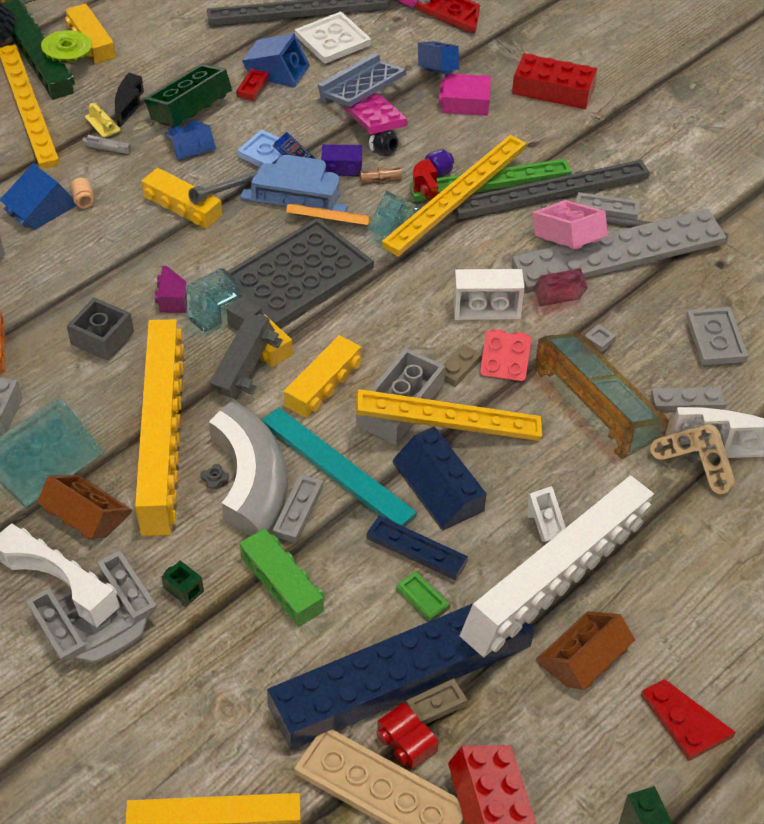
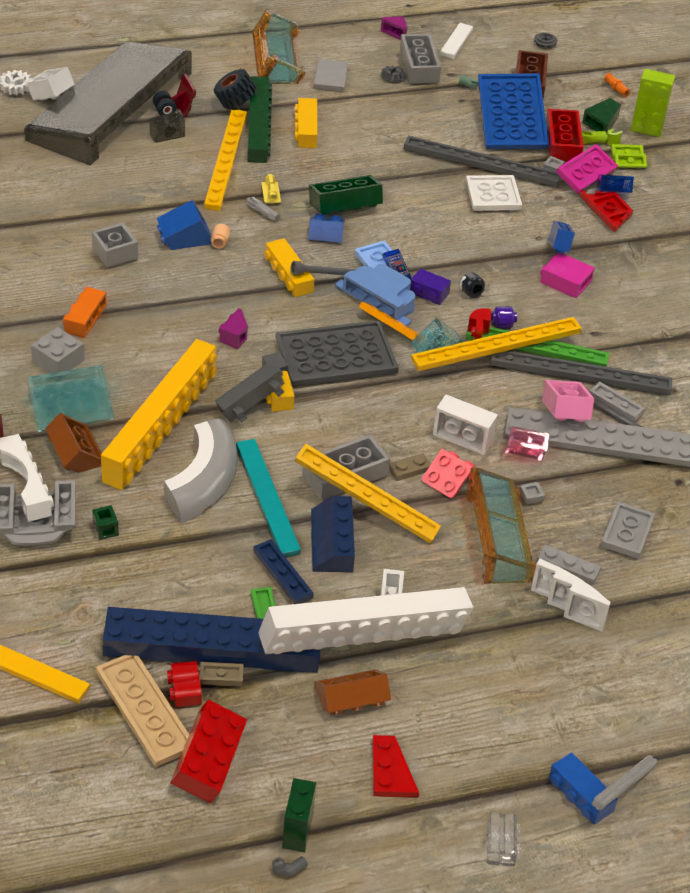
camera: 25 degrees right, 5 degrees down
(66, 46) = (279, 125): lime gear -> none
(100, 328) = (165, 333): dark grey brick -> none
(128, 97) = (299, 180): black slope -> none
(208, 296) = (255, 342): clear light blue brick -> none
(213, 481) = (176, 465): dark grey plate -> none
(252, 84) = (403, 205): red plate -> none
(280, 57) = (434, 194): blue slope -> none
(282, 577) = (174, 548): bright green brick -> none
(297, 508) = (218, 510): light grey plate -> none
(322, 376) = (301, 430): yellow brick -> none
(359, 81) = (487, 232): sand blue fence -> none
(376, 114) = (480, 261): dark pink plate -> none
(380, 175) = (453, 309): medium nougat pin -> none
(554, 81) = (648, 291): red brick -> none
(700, 444) = (542, 594): tan beam -> none

